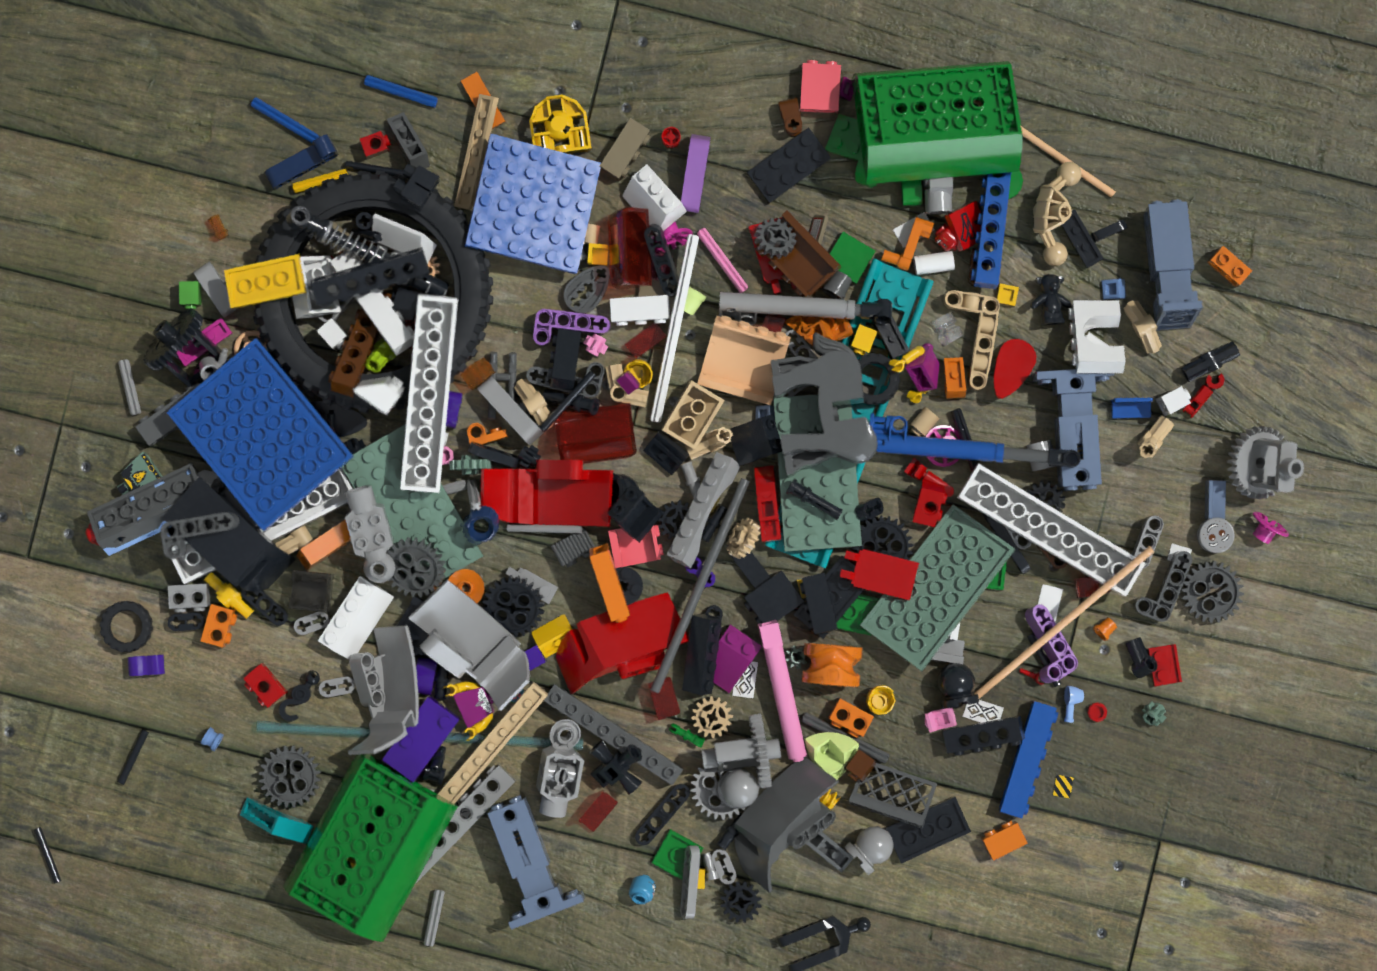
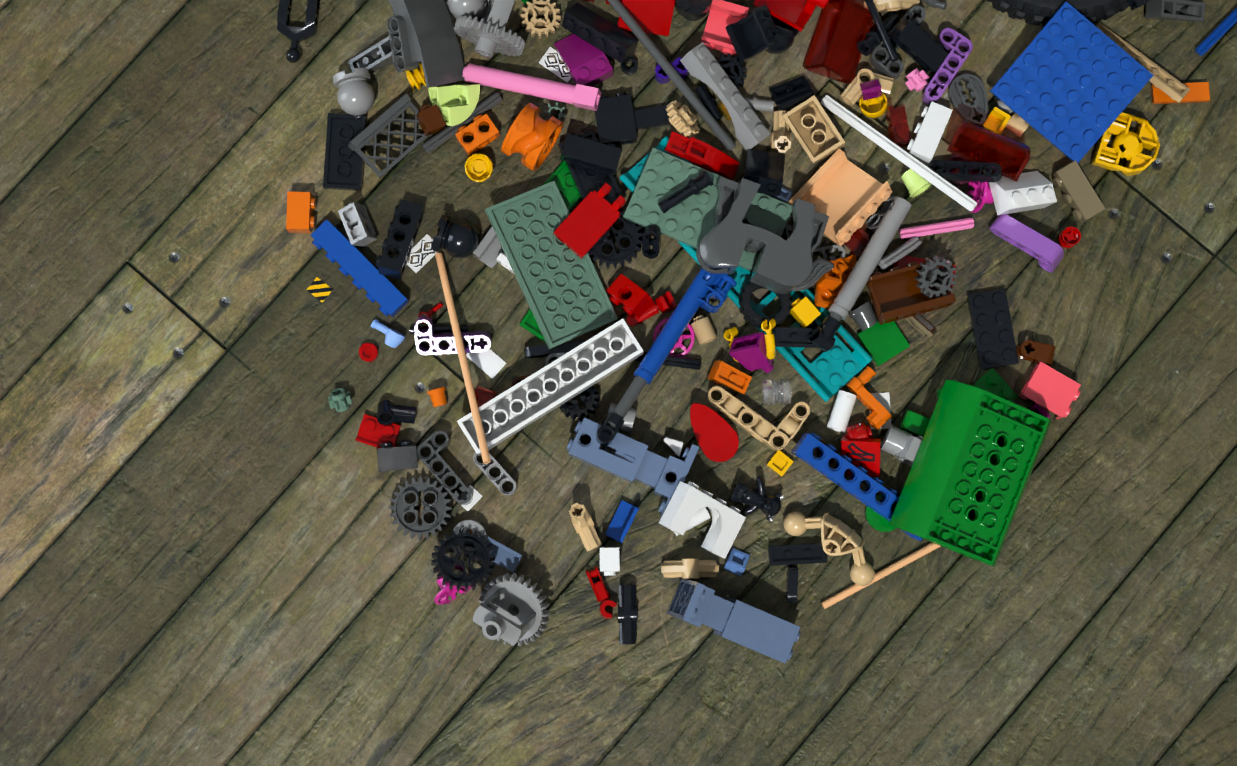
camera: 115 degrees right, 5 degrees down
(765, 282) = (899, 253): none -> light grey axle
(940, 719) = (434, 210): bright pink bracket -> none
(990, 781) = (357, 224): none -> light grey brick
(1041, 395) = (674, 445): none -> white slope
(1178, 636) = (396, 456): none -> black brick
(1229, 266) = (705, 676): orange brick -> none
(1229, 516) = (445, 565): none -> black gear

